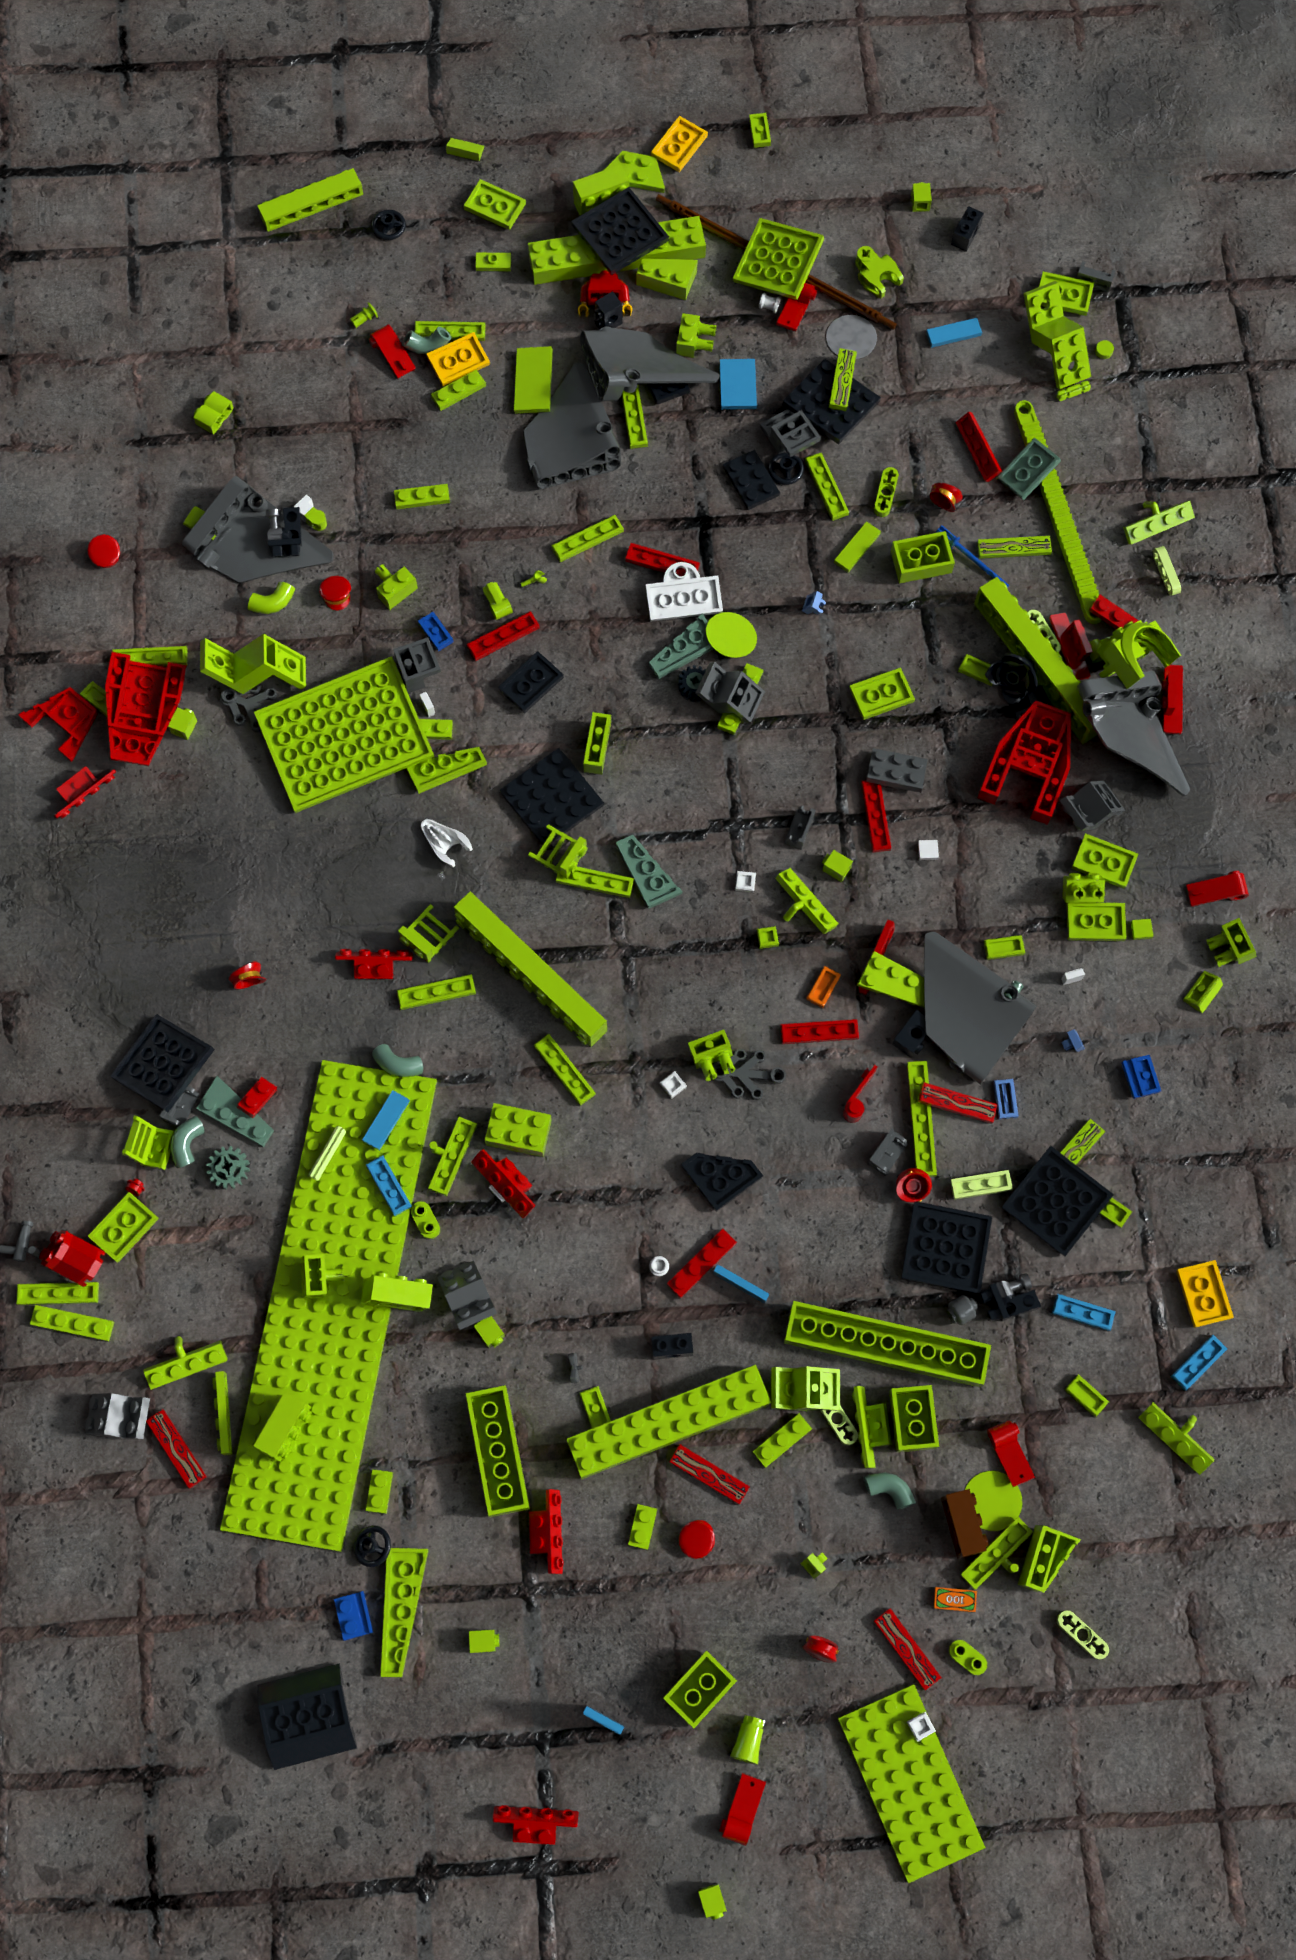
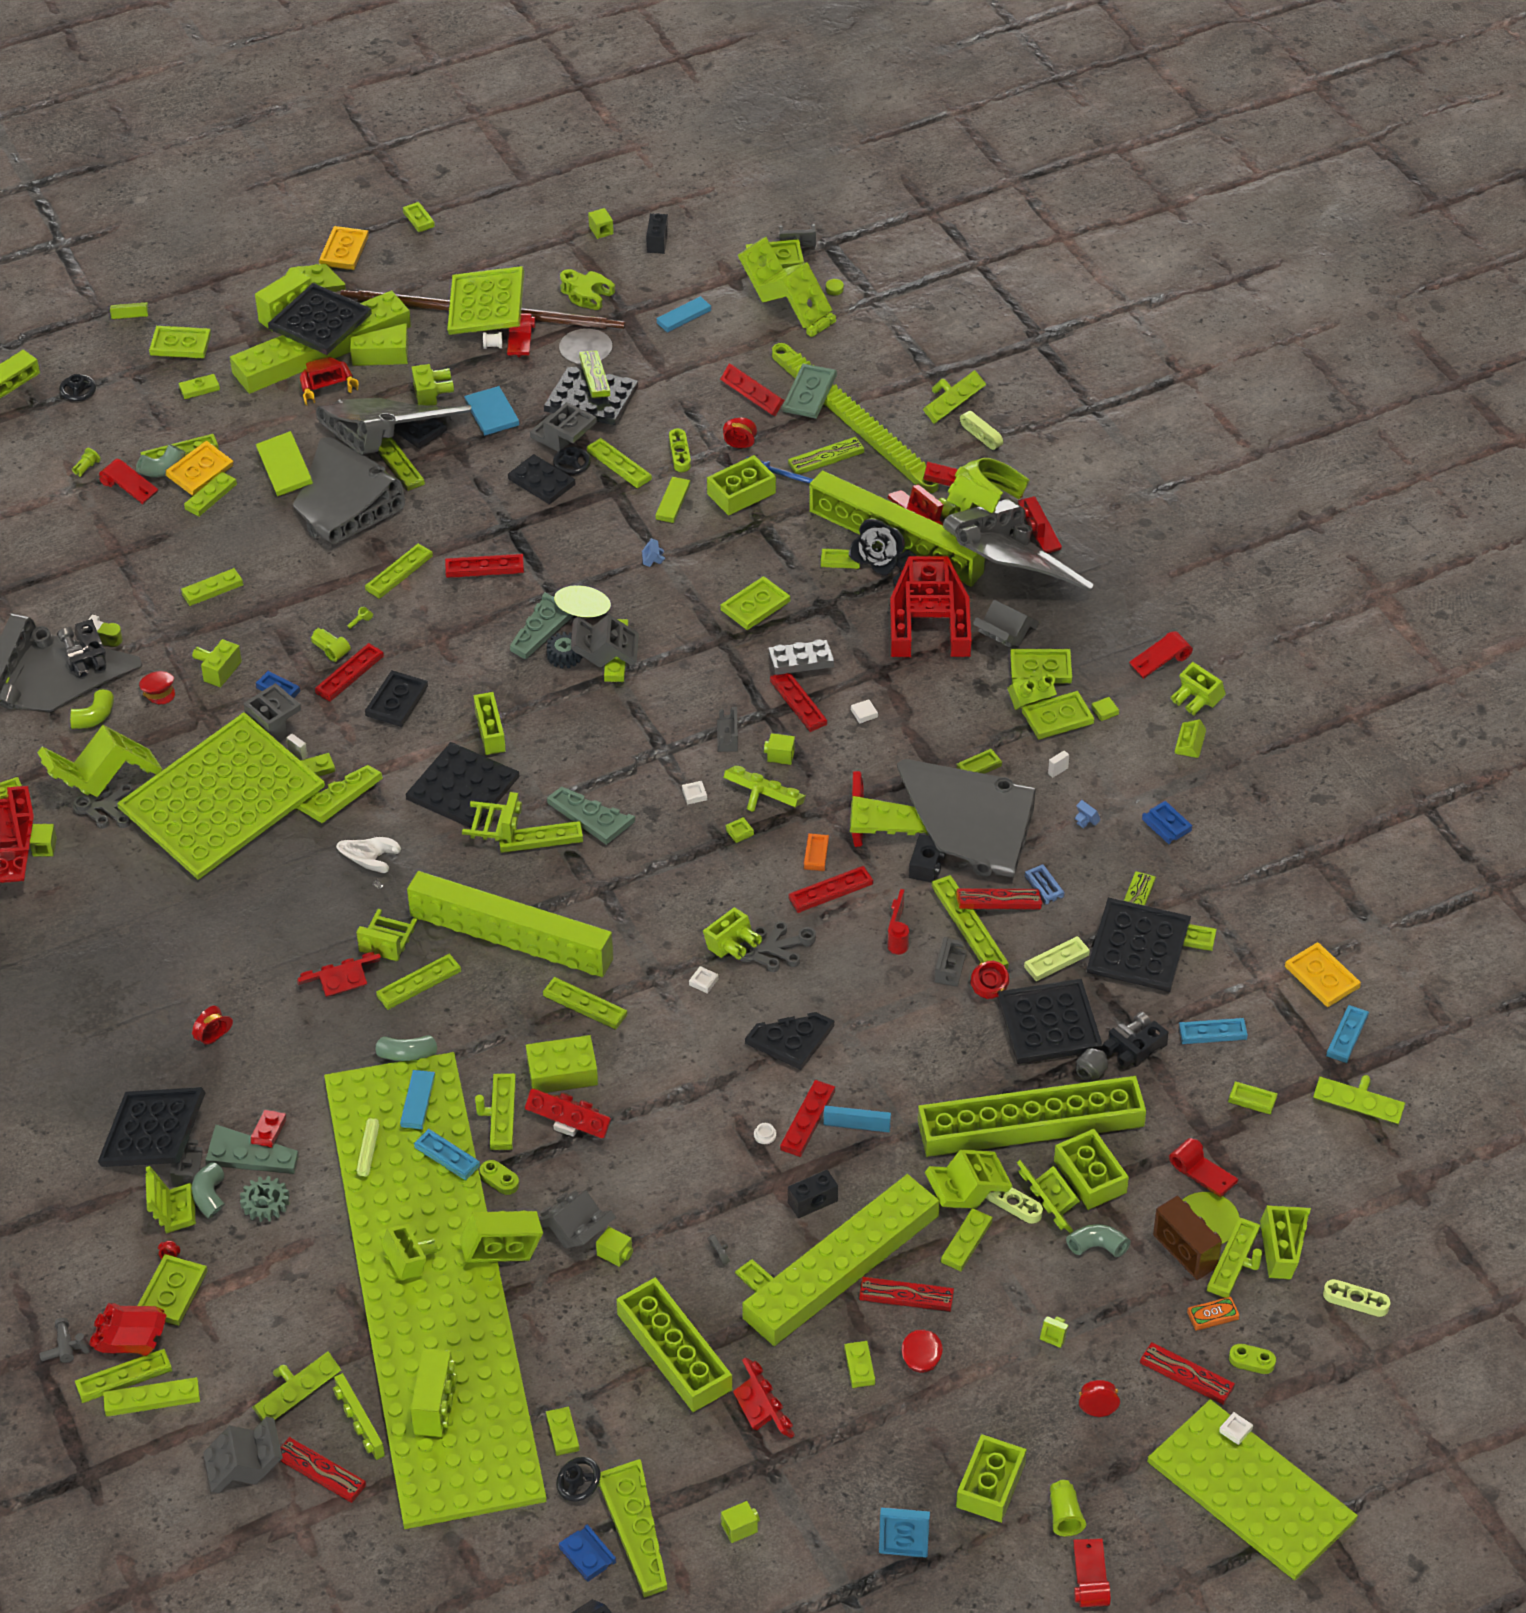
camera: 20 degrees left, 25 degrees down
(608, 311) = (336, 385): black brick -> none
(683, 595) = (518, 584): white plate -> none

